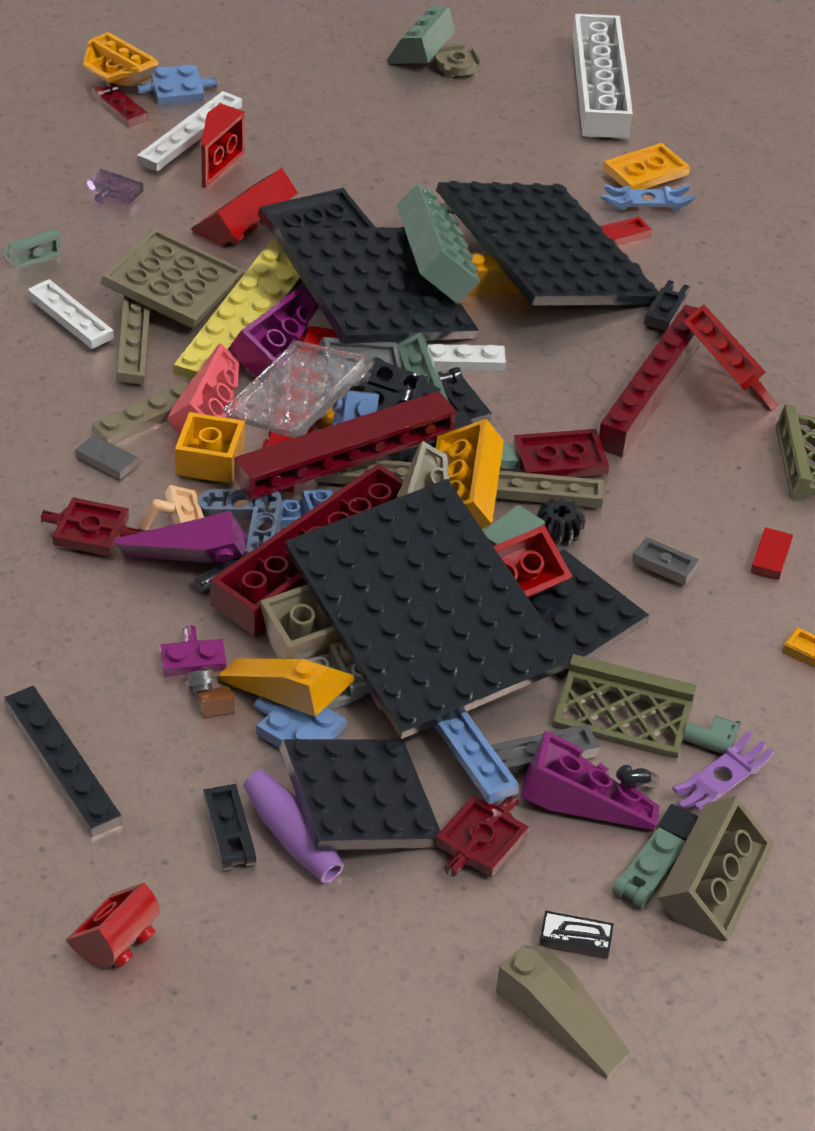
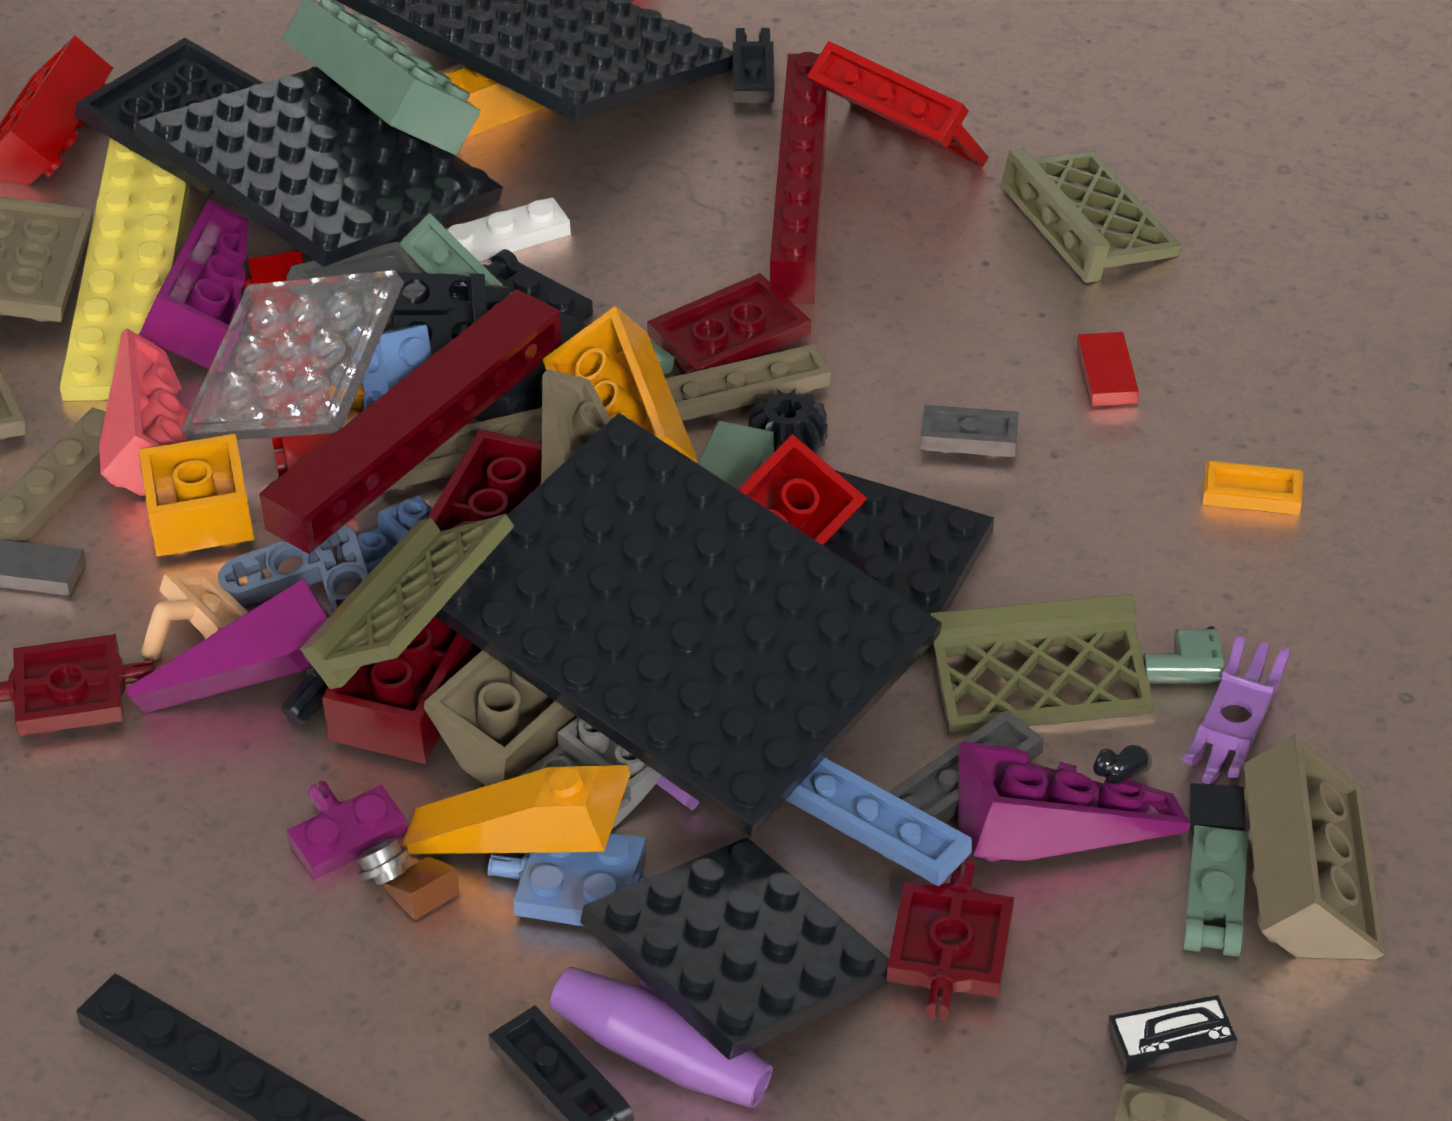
camera: 20 degrees left, 0 degrees up
(273, 538) = (400, 596): none -> olive fence

